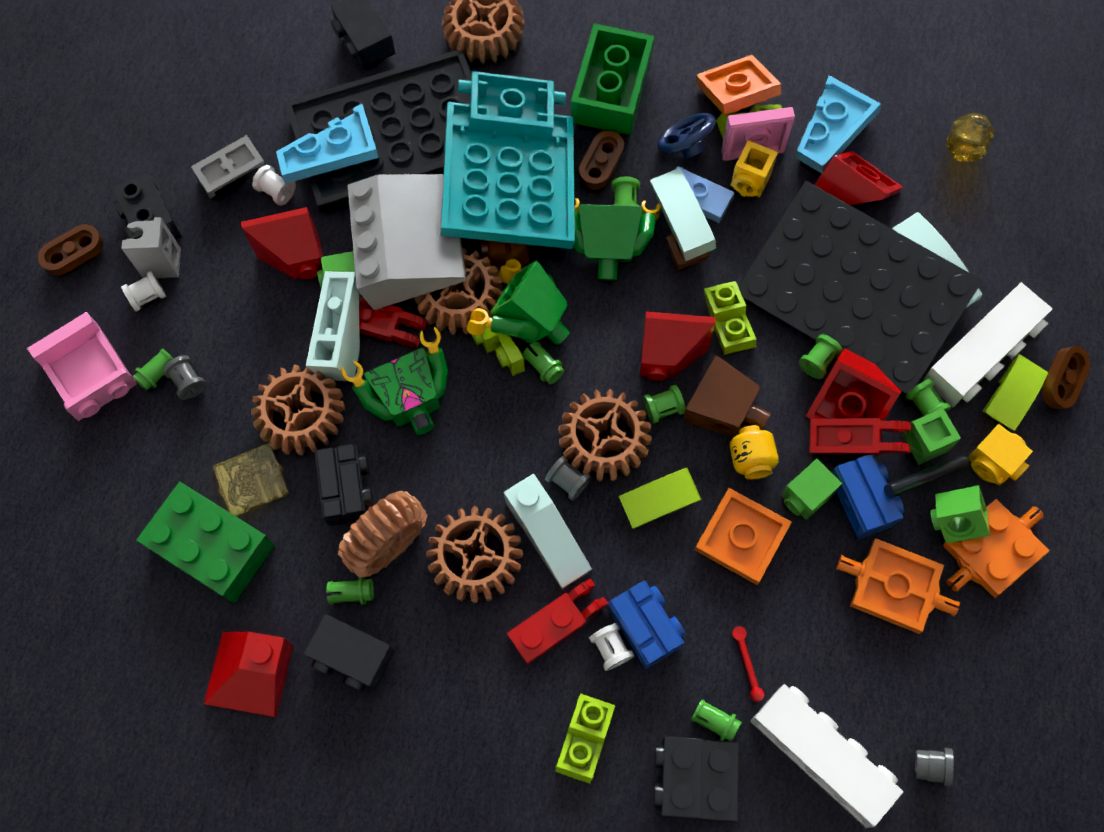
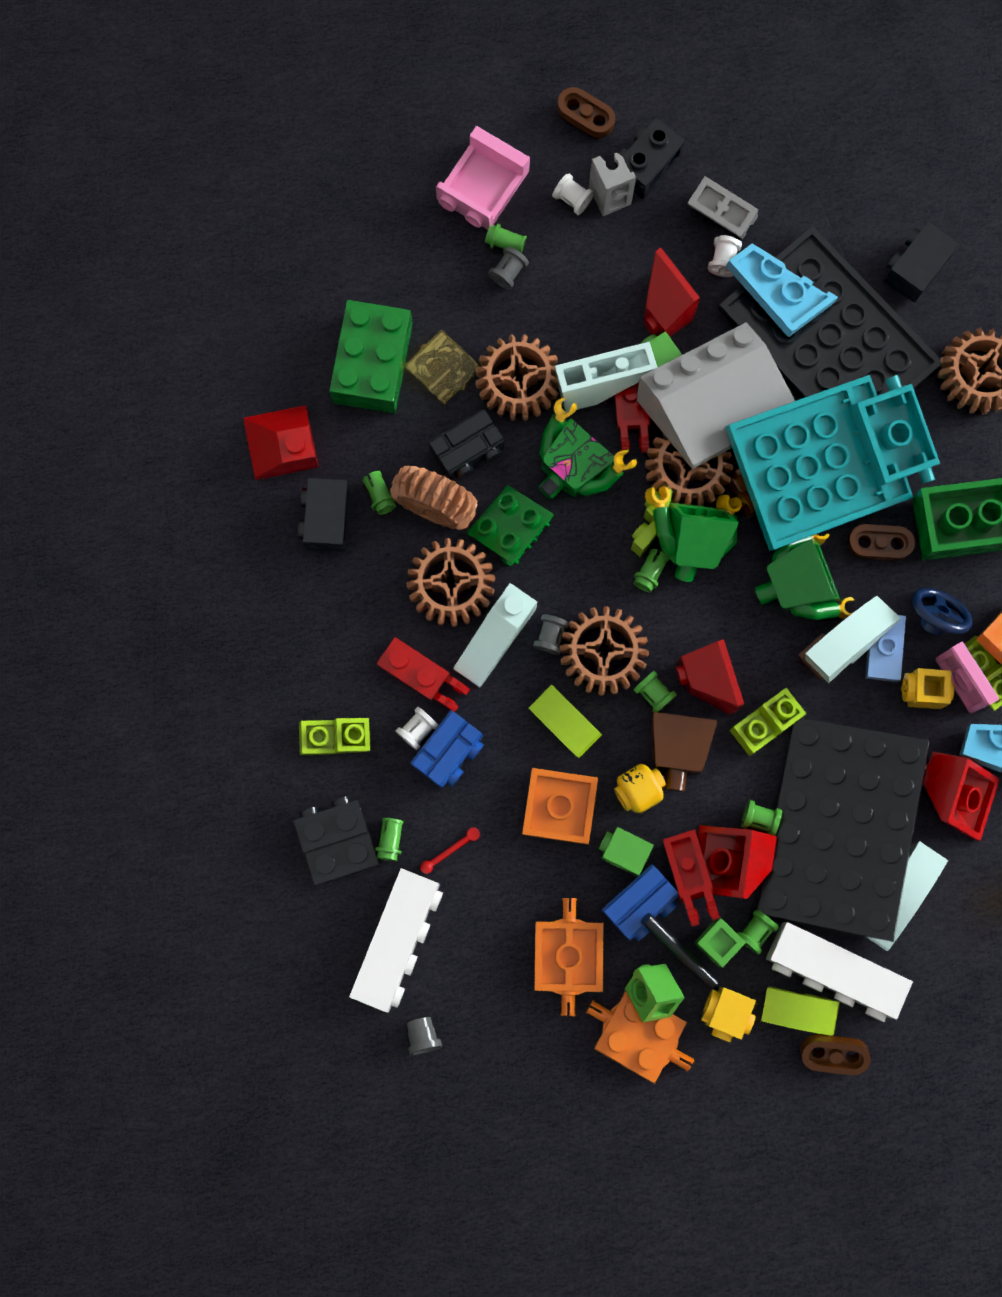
camera: 65 degrees right, 10 degrees up
(442, 474) = (510, 525): none -> green hinge
(625, 191) = (851, 579): bright green bush -> none

